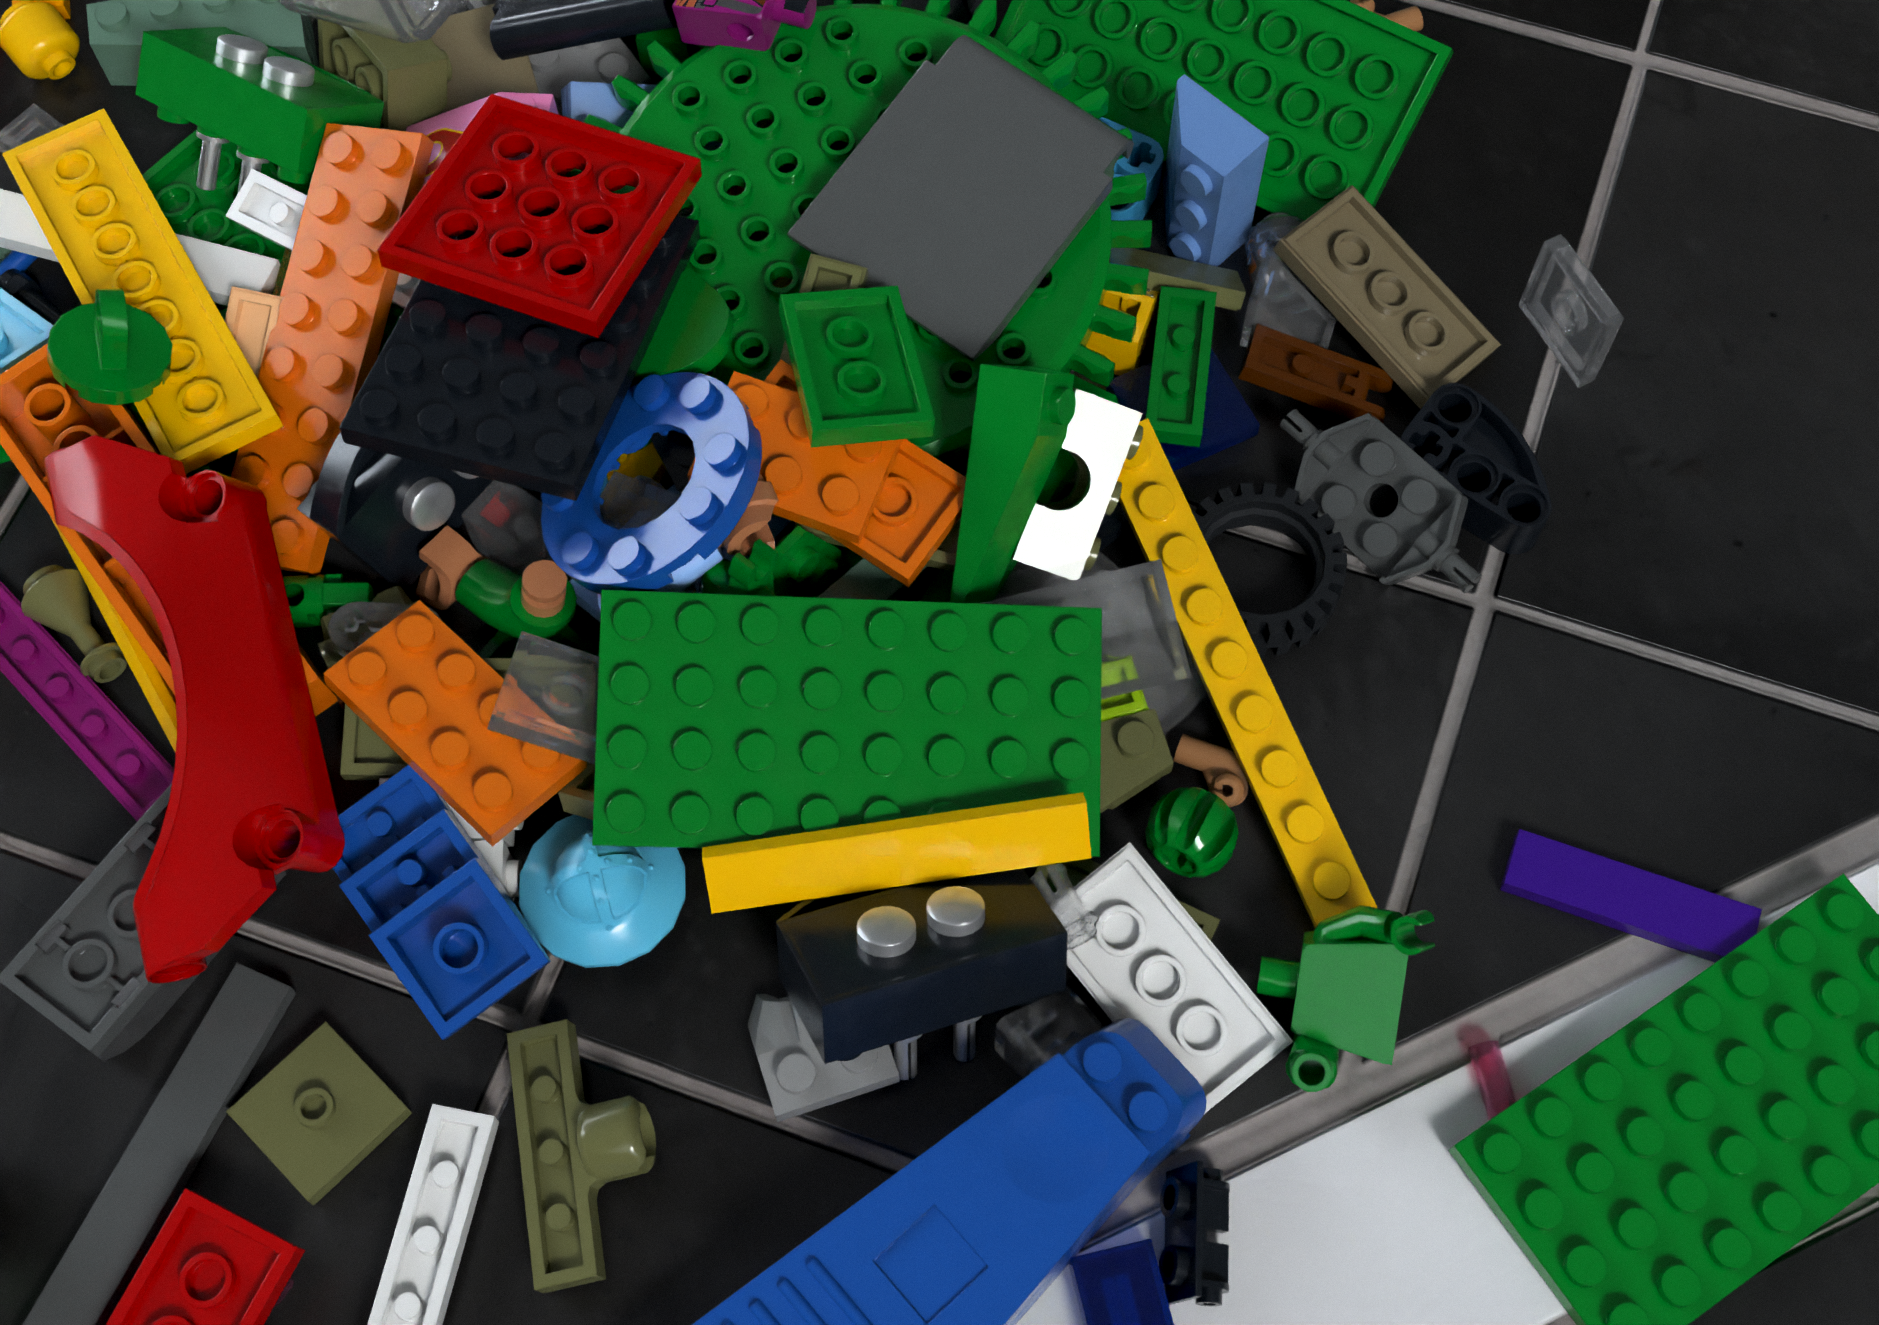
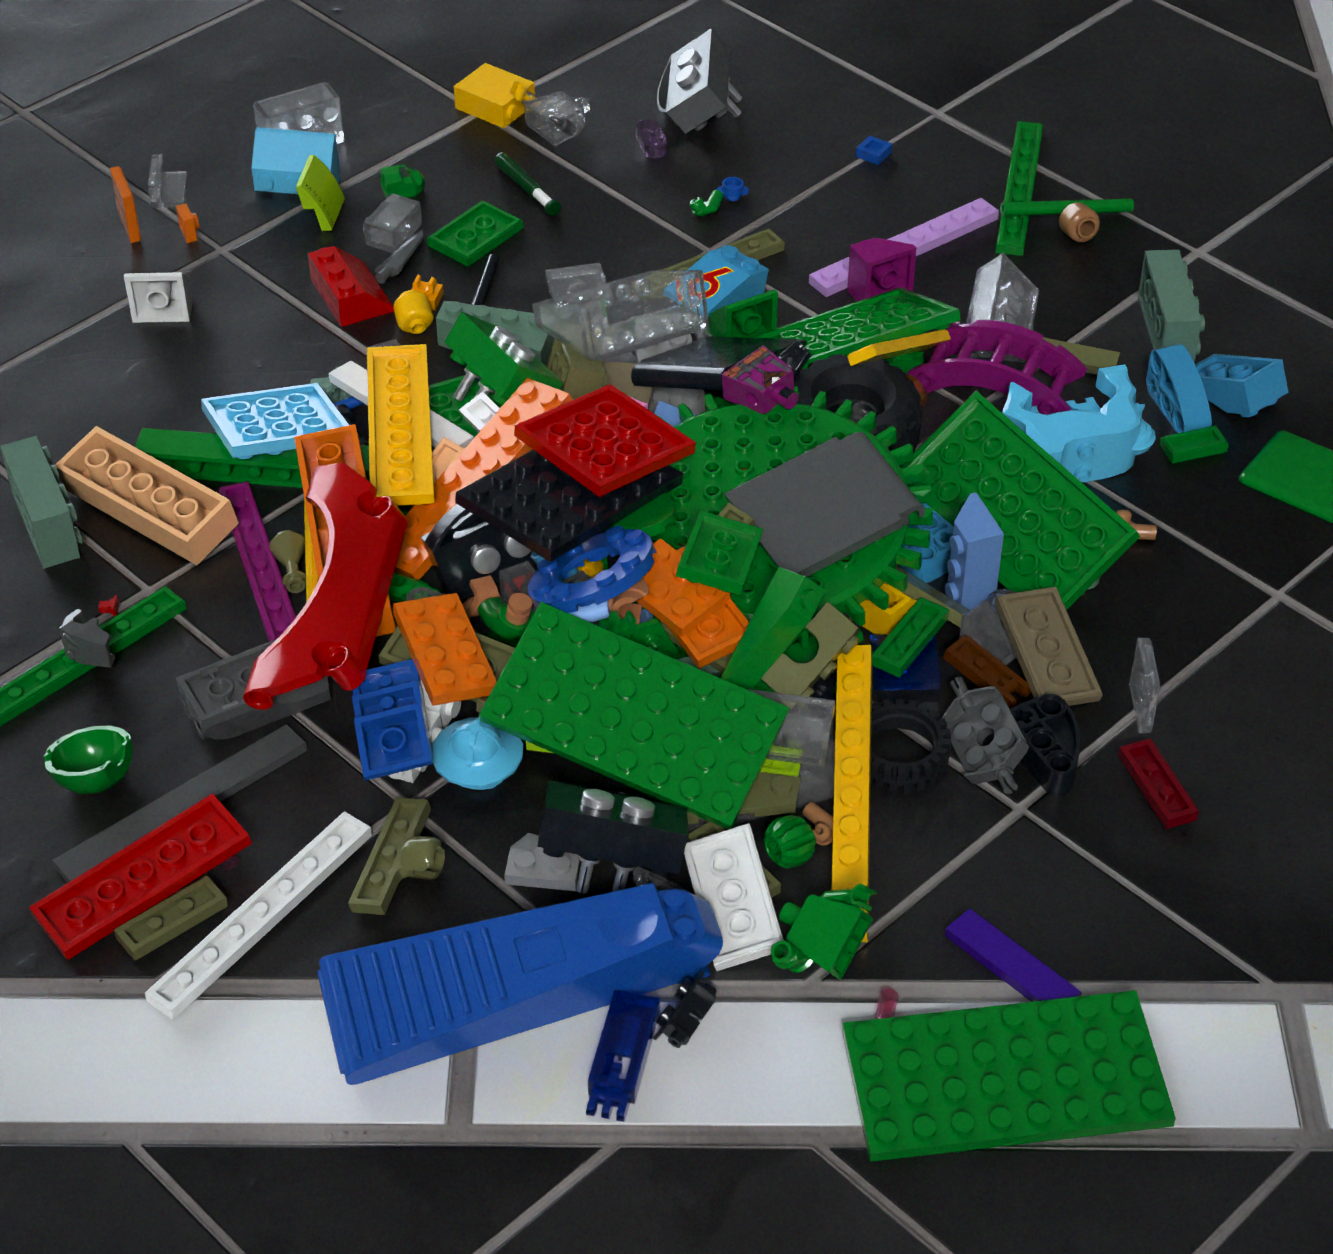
camera: 25 degrees right, 20 degrees down
(109, 350) = (370, 437): green tile -> none
(319, 1113) = (290, 800): olive plate -> none
(550, 697) = (489, 649): clear tile -> none
(896, 852) = (626, 776): yellow tile -> none
(1067, 905) = (698, 843): clear pin -> none
(1666, 474) = (1158, 783): none -> dark red plate

